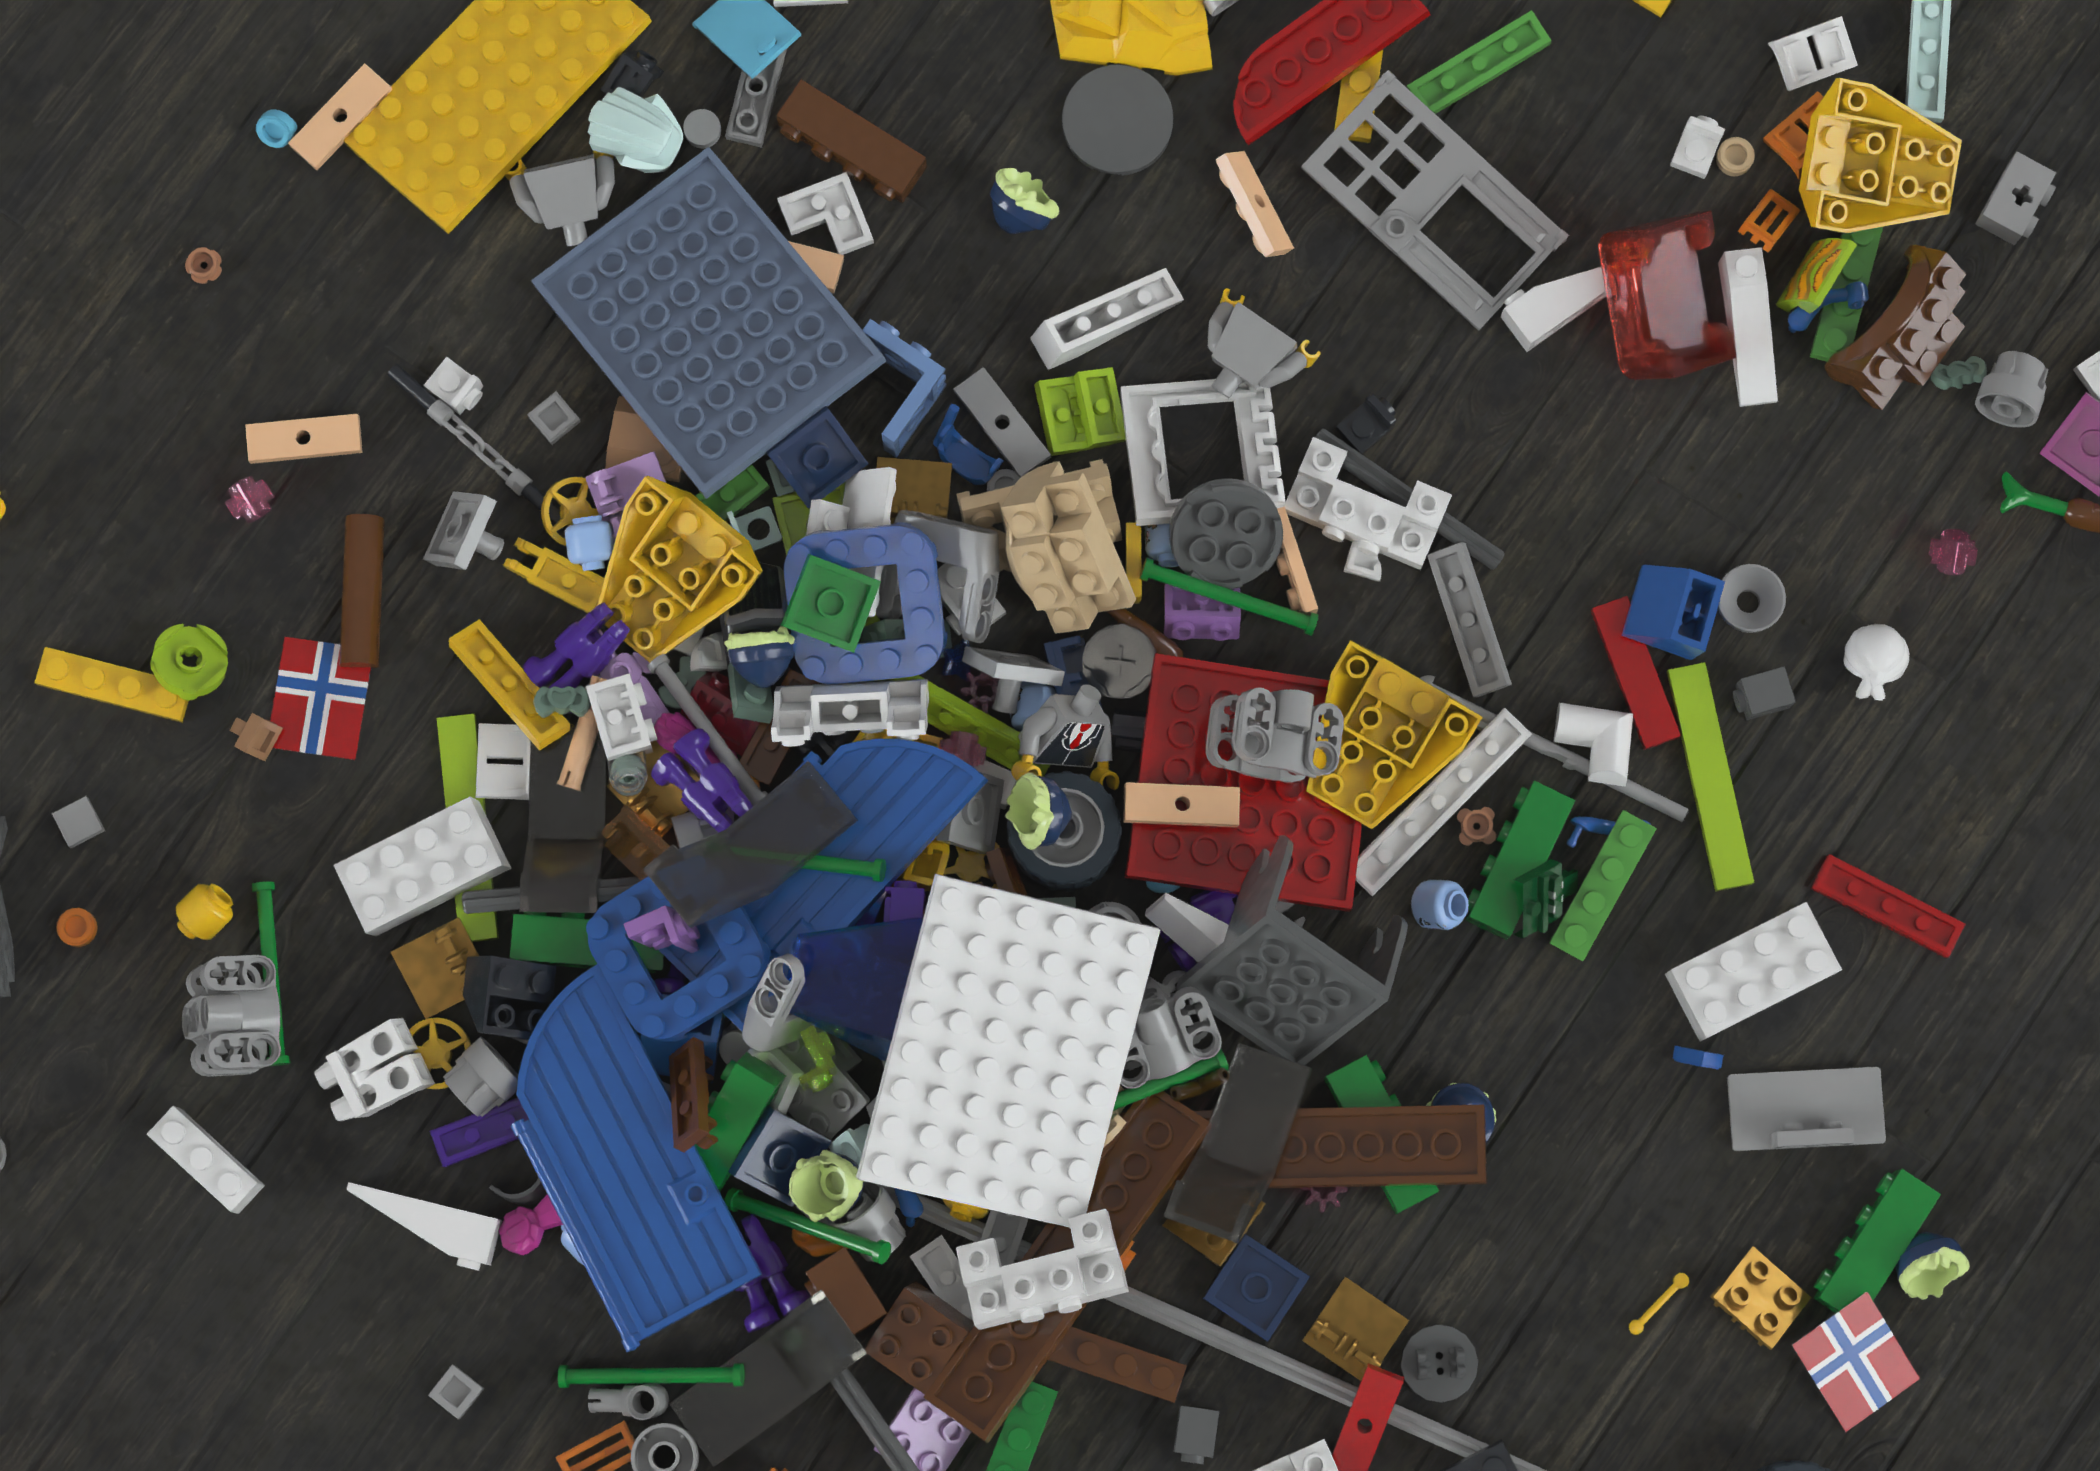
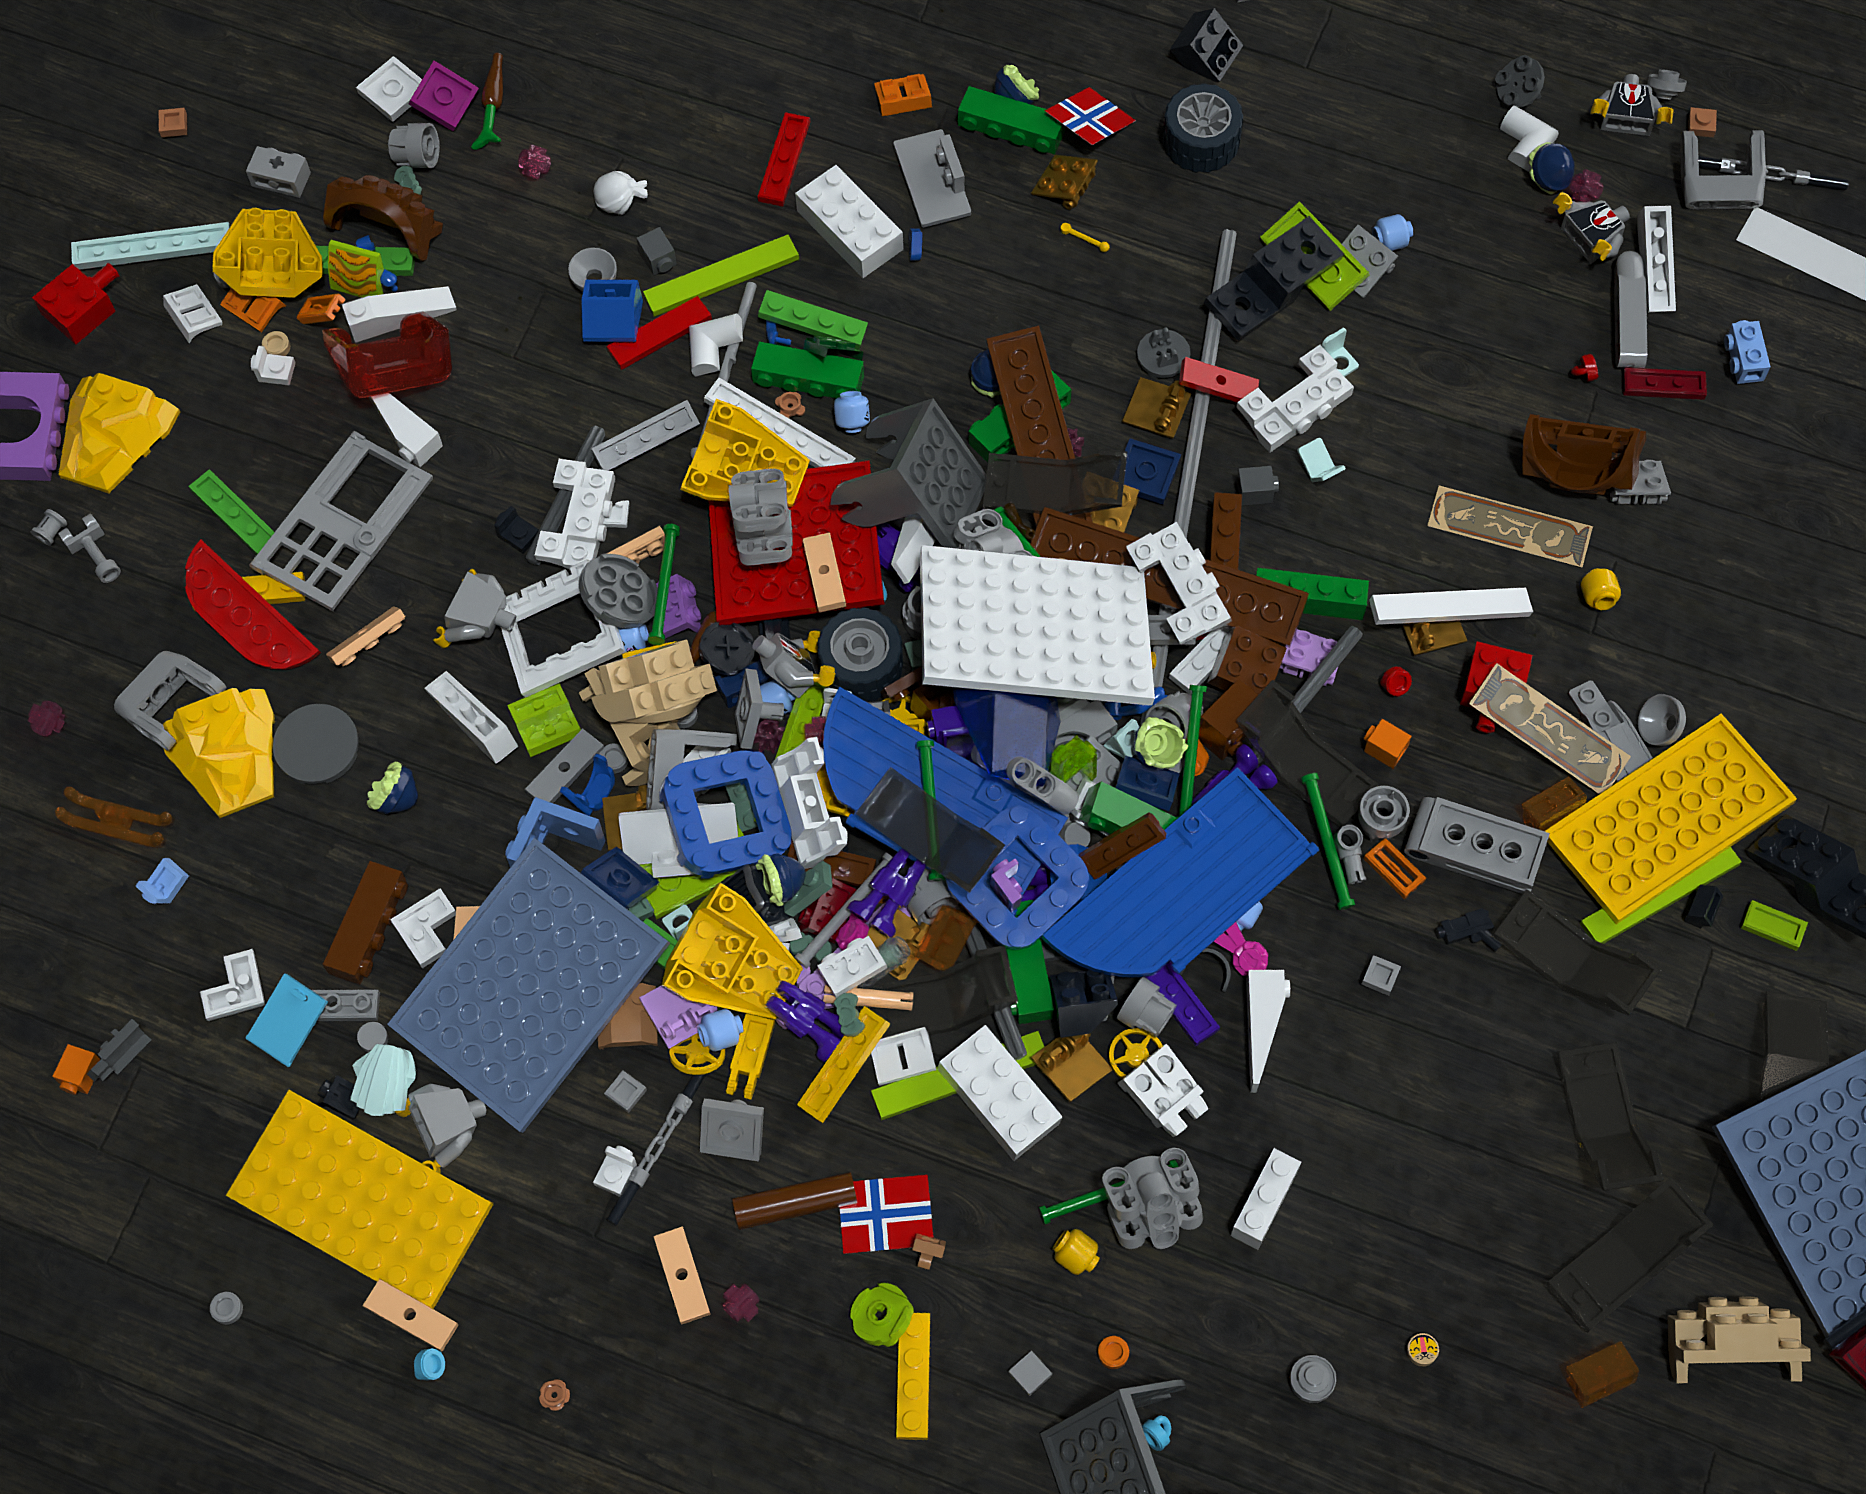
camera: 100 degrees left, 15 degrees down
(831, 603) = (732, 828): green plate -> none
(1038, 810) = (854, 655): yellowish green hair -> none
(1963, 1121) = (890, 96): none -> orange piece

